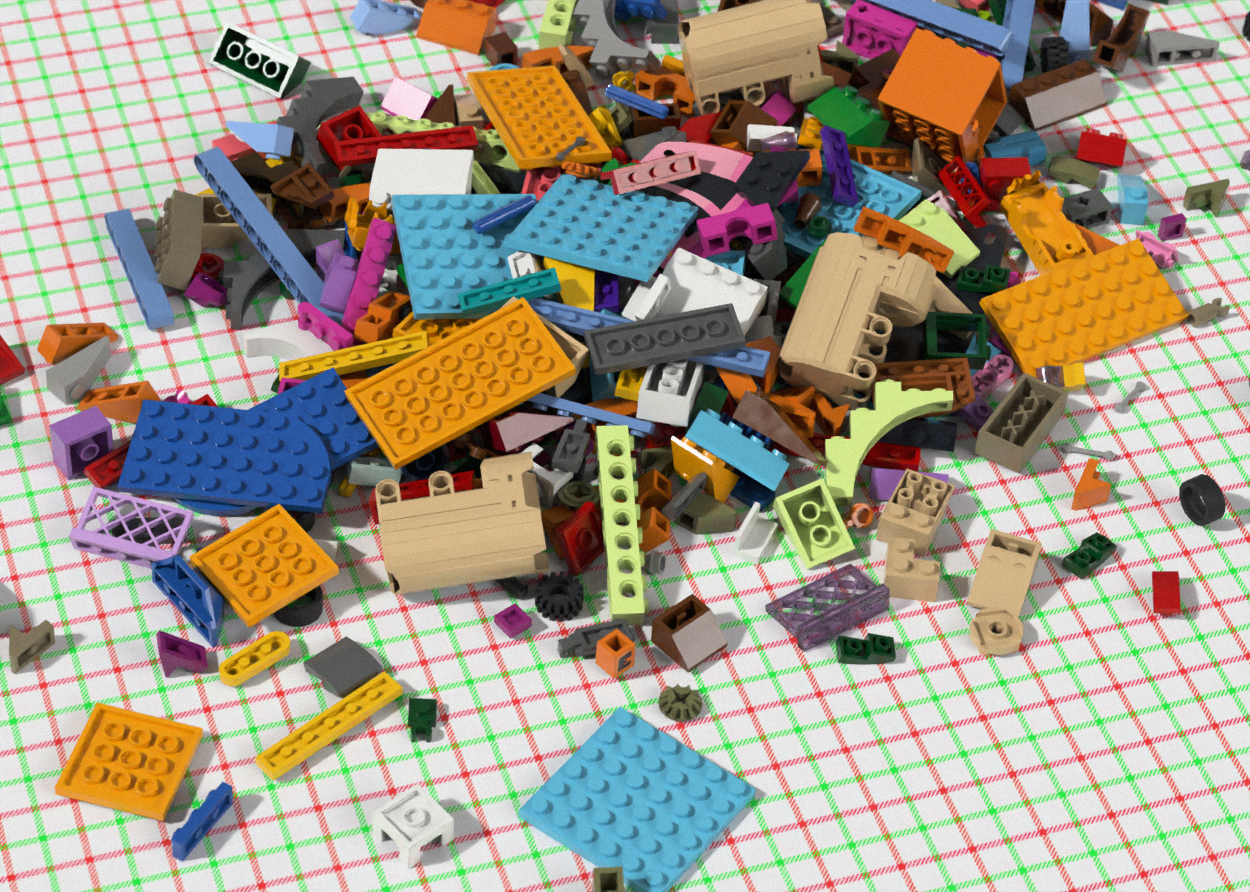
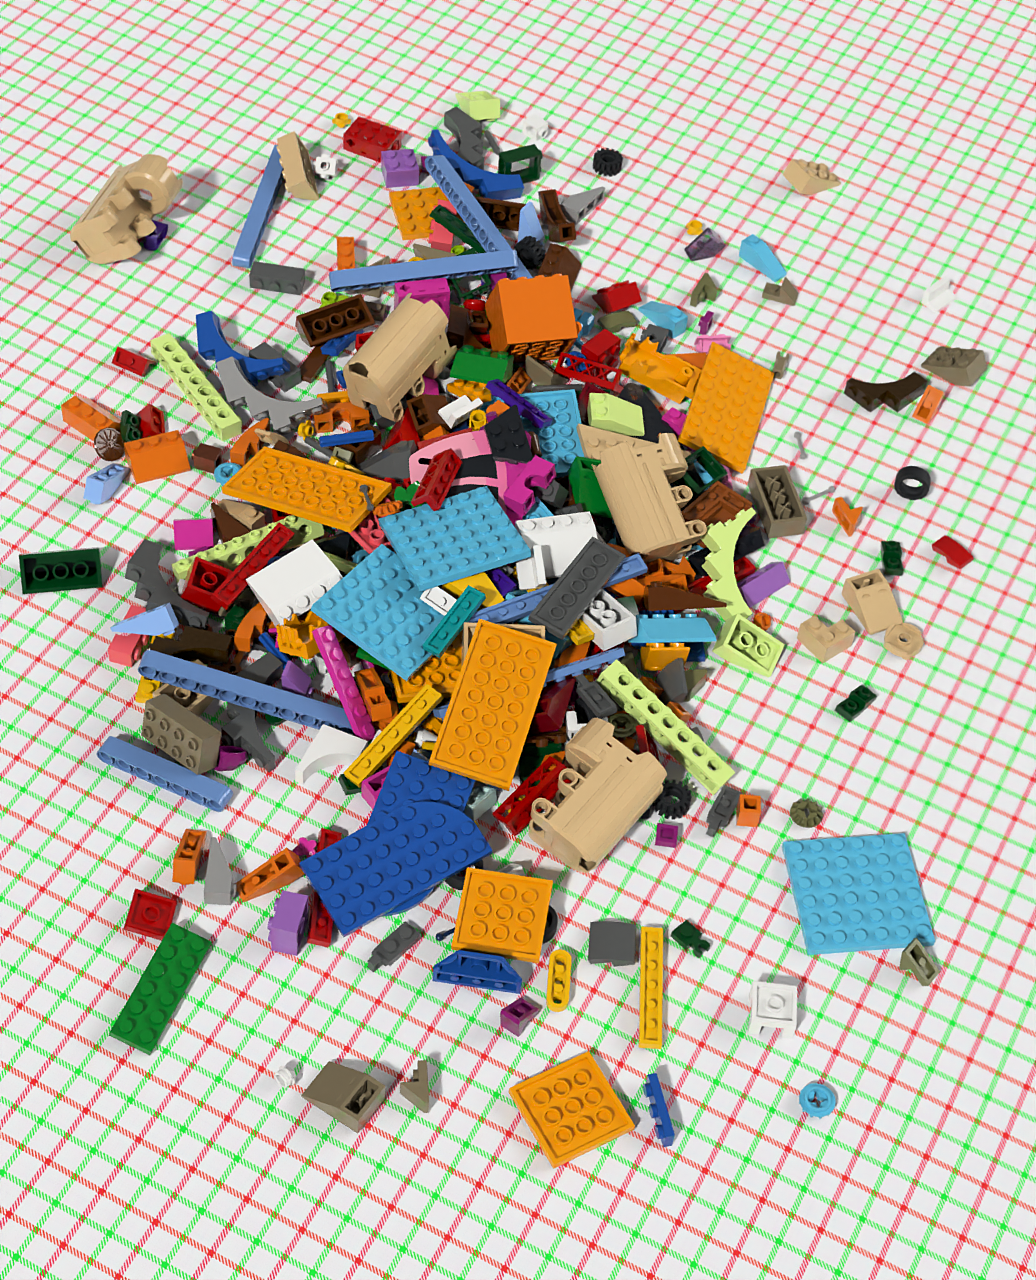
camera: 45 degrees left, 5 degrees up
(120, 547) = (398, 973): lavender fence -> none
(304, 187) = (223, 639): reddish brown wing -> none
(323, 327) = (348, 728): dark pink plate -> none
(338, 282) = (321, 690): medium lavender slope -> none
(503, 214) = (387, 571): blue axle -> none
(688, 633) = (767, 767): reddish brown slope -> none
(754, 536) = (724, 678): white panel -> none
(784, 139) = (478, 410): clear purple cone -> none
(819, 227) = (551, 451): dark green plate -> none
(838, 617) = (824, 696): clear purple fence -> none
(902, 238) = (612, 427): orange slope -> none
(915, 510) = (788, 597): tan slope -> none
(976, 280) = (666, 423): dark green slope -> none
(1064, 377) = (762, 456): leg -> none

